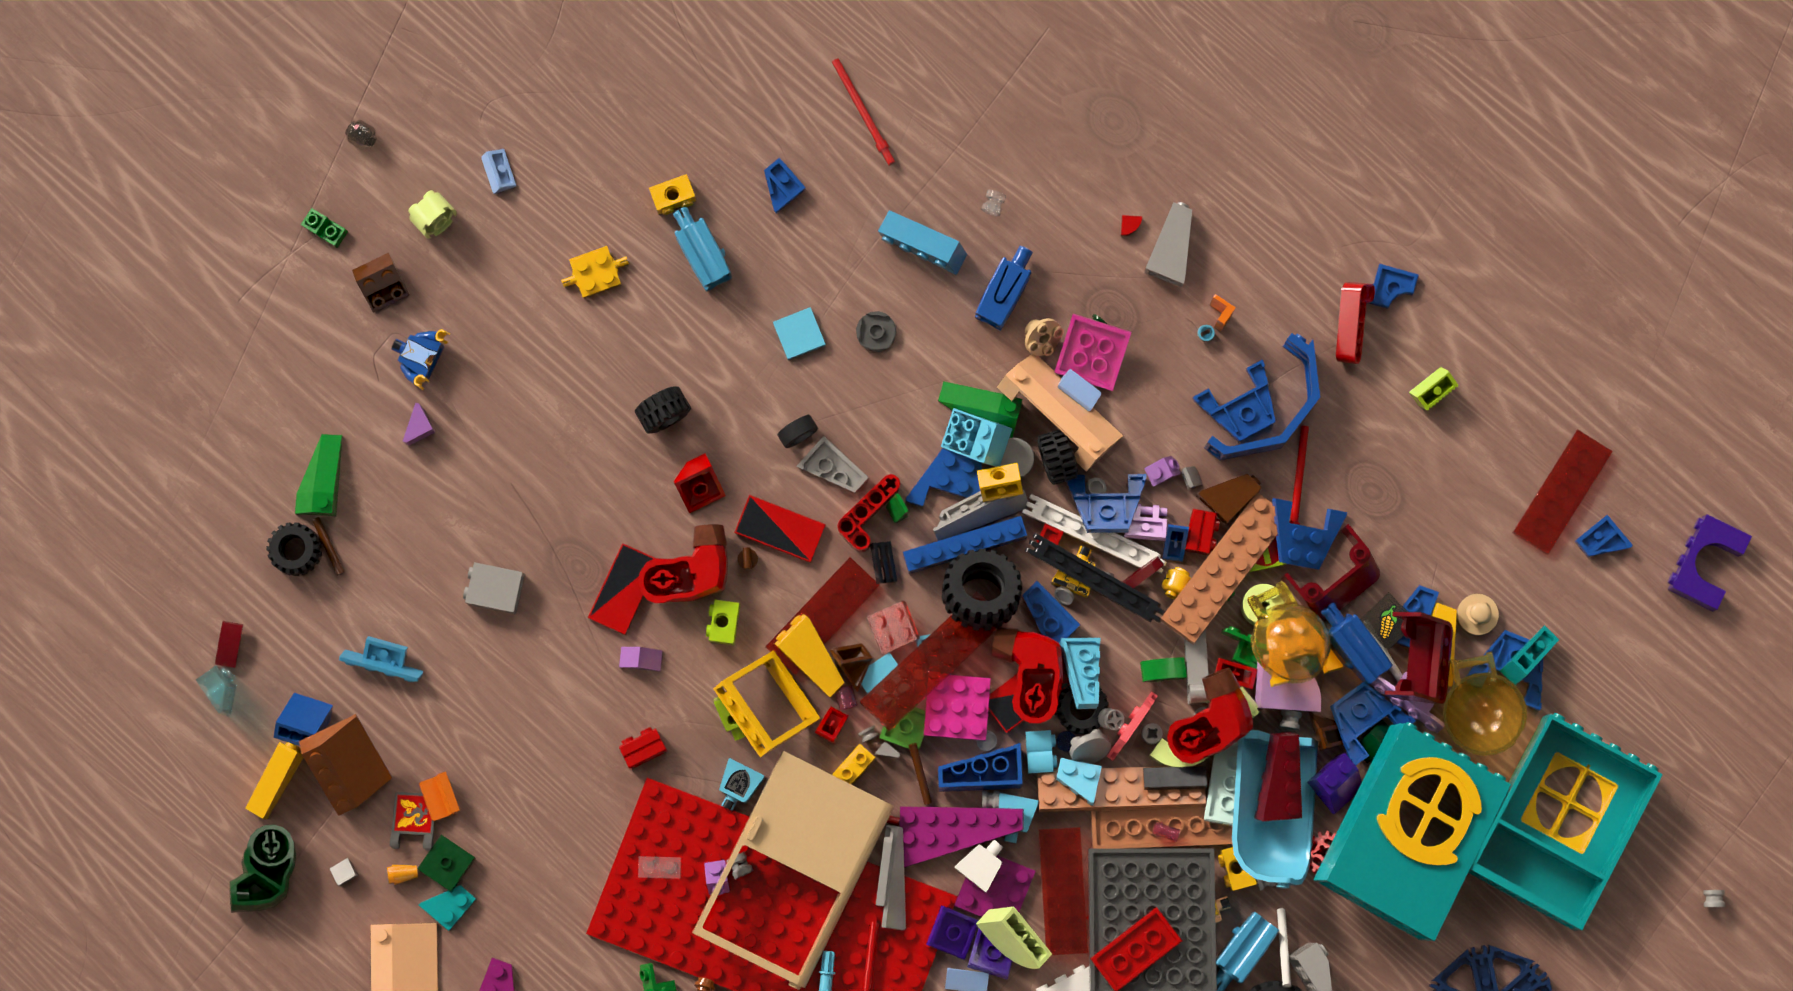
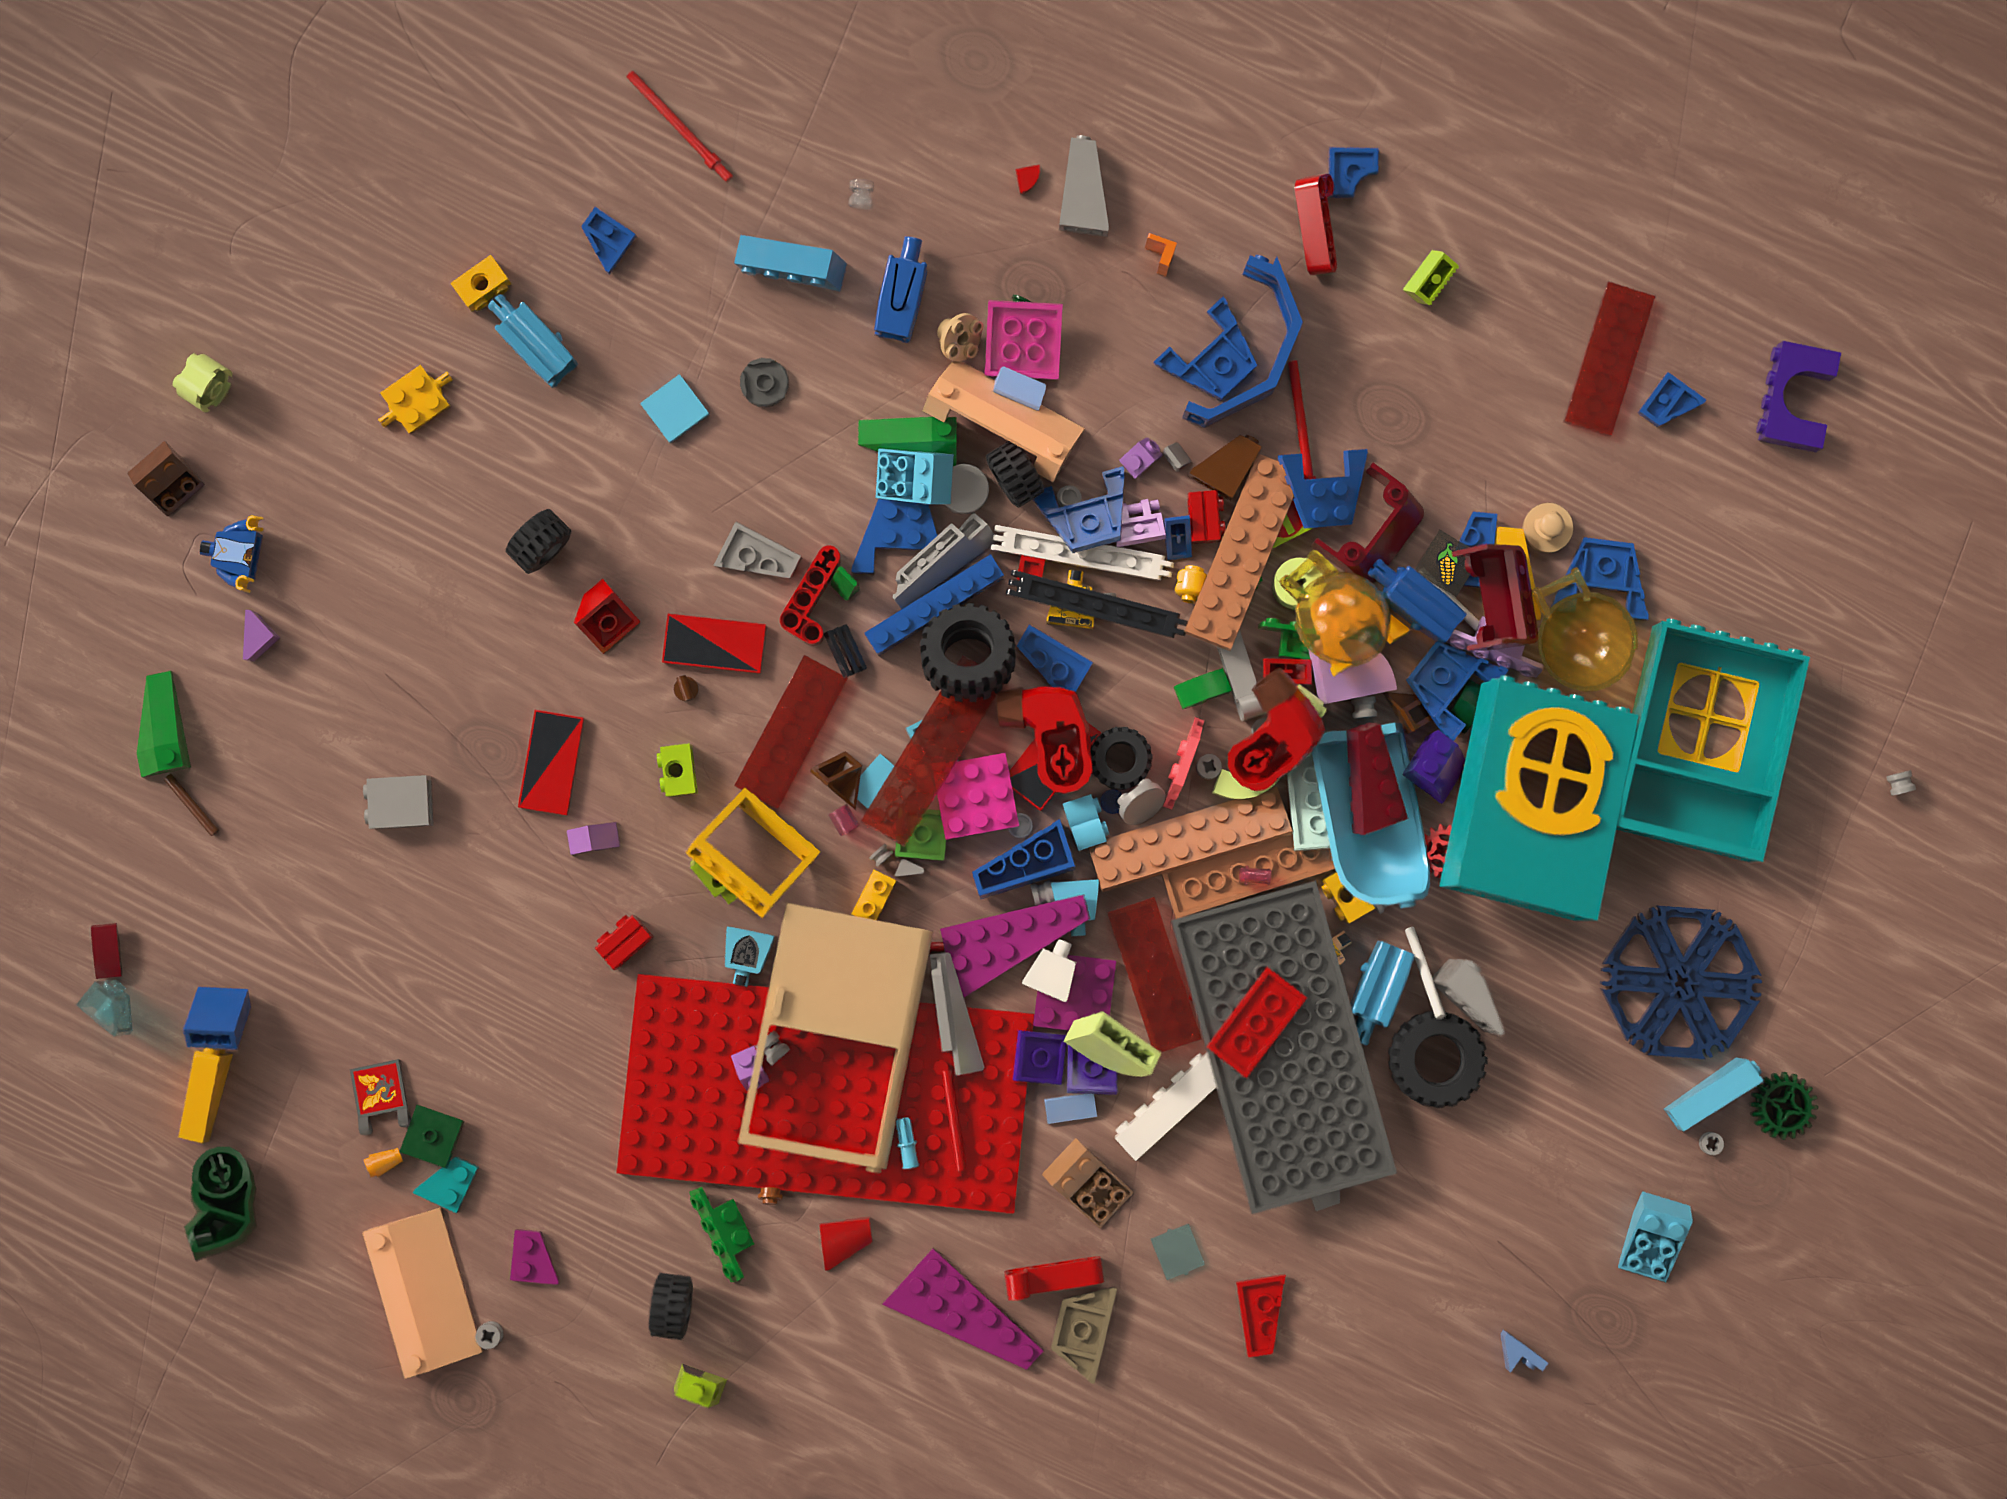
camera: 20 degrees left, 5 degrees up
(280, 539) = (131, 819): black tyre -> none
(324, 228) = (81, 431): green slope -> none
(343, 872) = (315, 1178): slope -> none
(345, 763) = (279, 1055): dark orange slope -> none
(361, 134) = (93, 309): clear smoke head -> none
(383, 657) = (291, 918): dark azure bracket -> none
(439, 796) = (401, 1062): orange panel -> none
(498, 170) = (268, 309): light blue slope -> none
(659, 867) = (680, 1074): clear plate -> none
(689, 576) = (622, 727): red piece -> none
(797, 431) = (703, 524): black tyre -> none
(809, 654) = (786, 780): yellow slope -> none
(831, 725) = (835, 855): red slope -> none
(893, 627) = (877, 723): clear red plate -> none
(920, 773) = (953, 884): reddish brown bar -> none
(1000, 482) = (956, 521): yellow brick -> none
(1064, 595) = (1065, 633): light grey piece -> none
(1080, 778) = (1139, 840): medium azure wing -> none
(1083, 669) = (1108, 710): medium azure wing -> none
(1114, 722) = (1163, 766): light grey wheel -> none
(1144, 572) = (1150, 582): dark red beam -> none
(1175, 778) = (1249, 811): black tile -> none
(1206, 337) = (1151, 286): medium azure hinge -> none
(1529, 655) = (1620, 560): teal slope -> none

